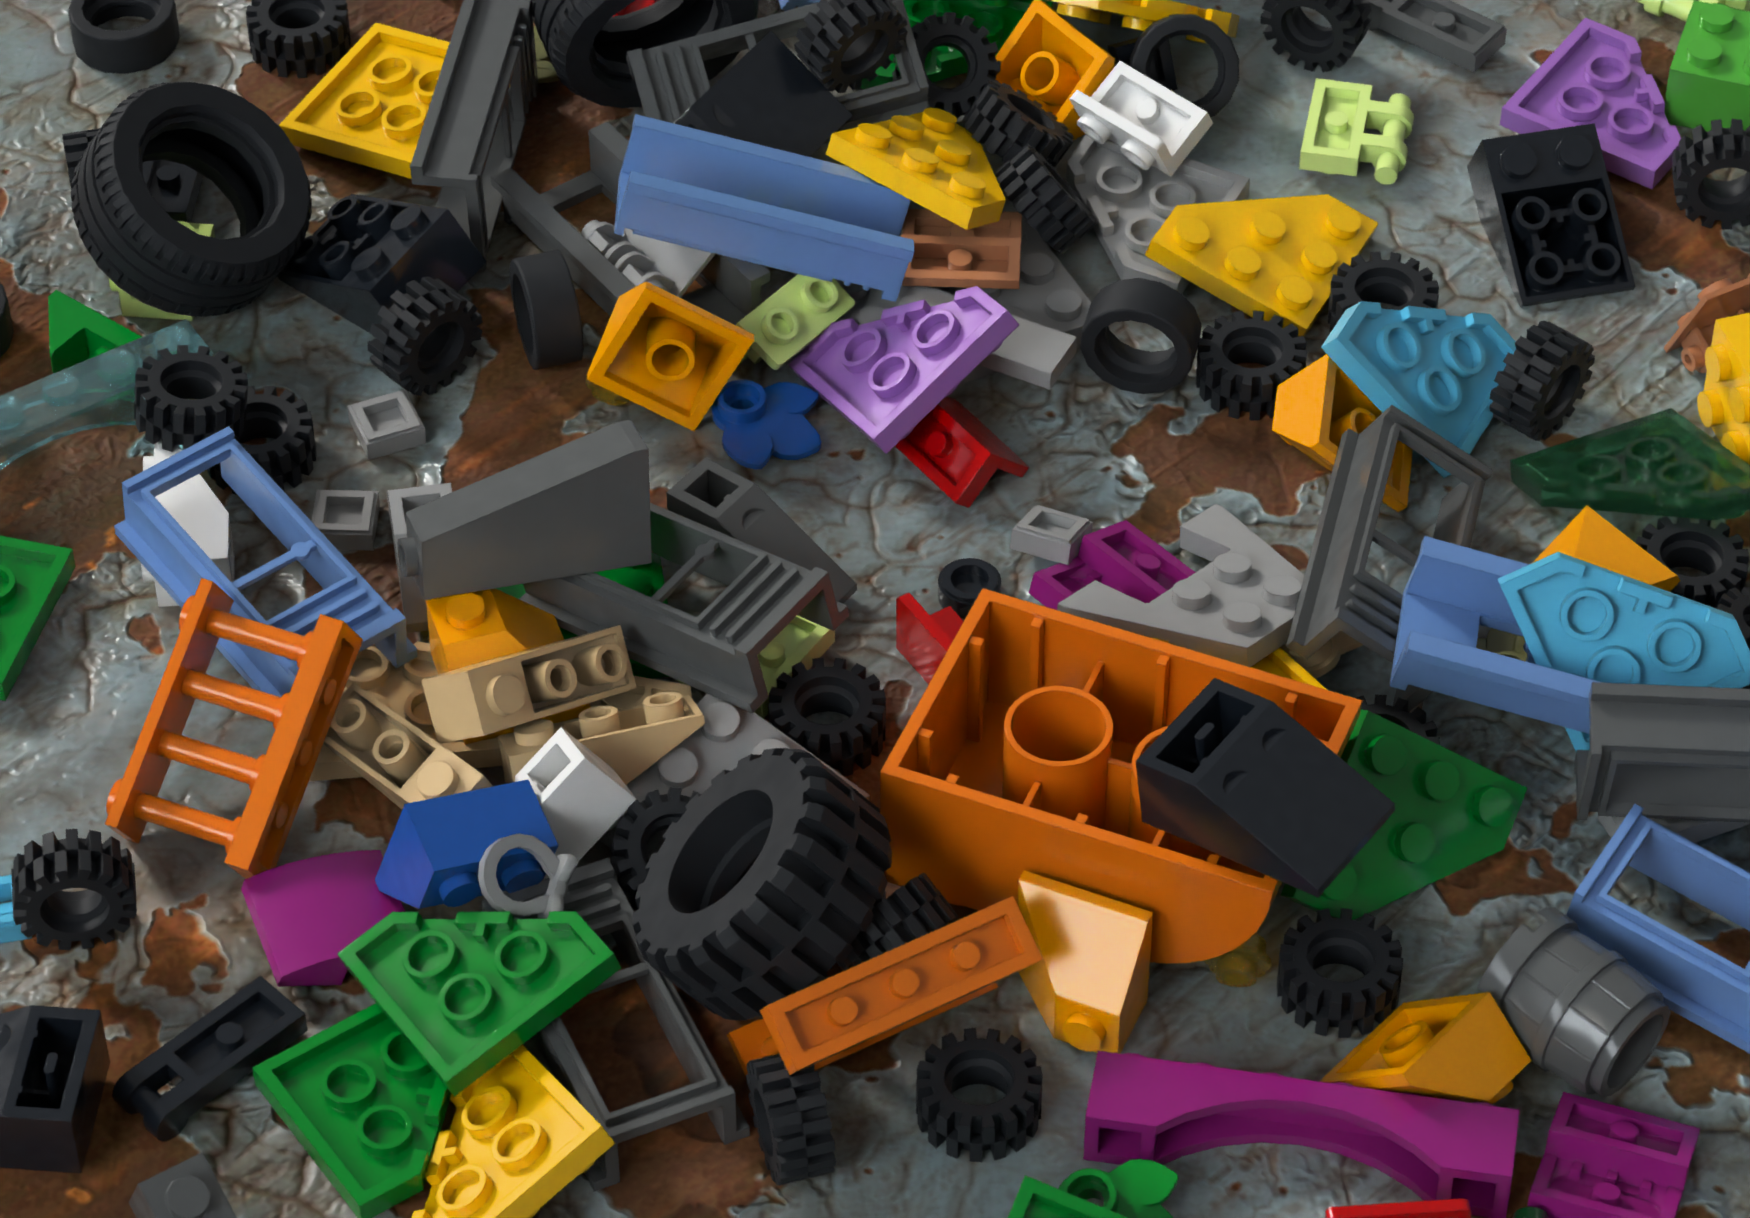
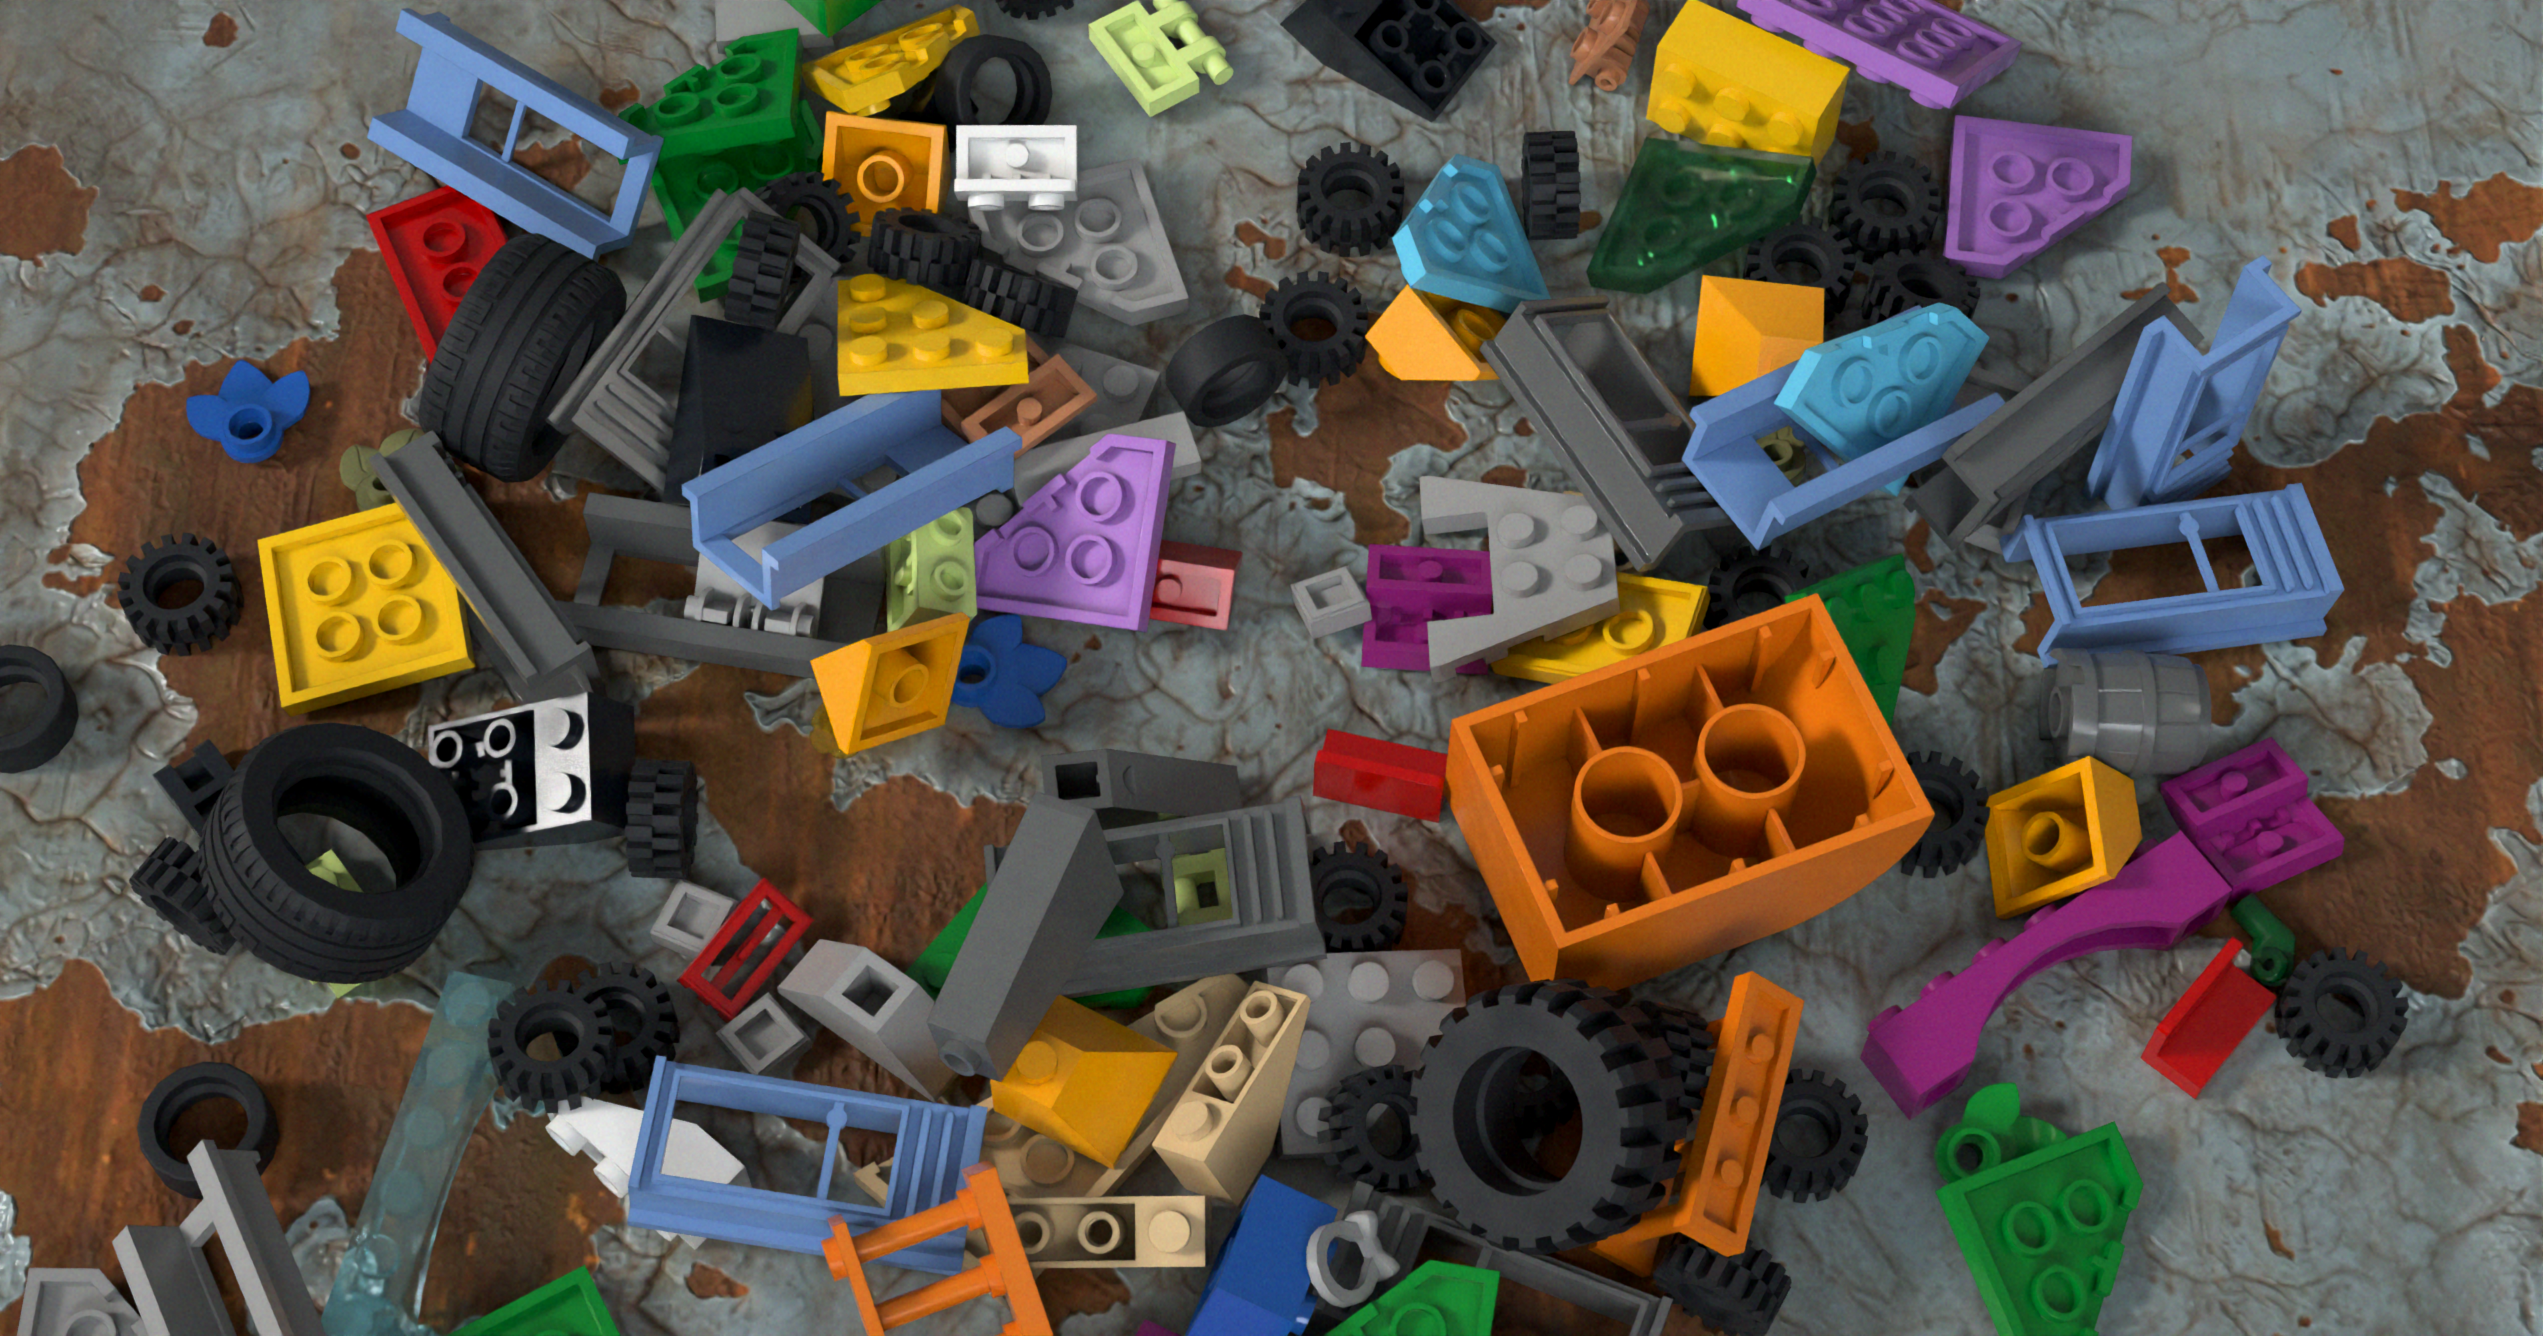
camera: 45 degrees left, 15 degrees up
(80, 332) = (352, 1053): green slope -> none
(398, 478) = (709, 992): none -> red tile
(528, 685) = (1140, 1097): tan slope -> none
(546, 309) = (736, 713): black tyre -> none
(576, 793) = (1280, 1142): white slope -> none
(963, 581) = (1315, 698): black tile -> none
(1091, 964) = (1789, 946): light orange slope -> none
(1258, 789) = (1867, 740): black slope -> none
(1264, 251) = (1224, 219): yellow plate -> none

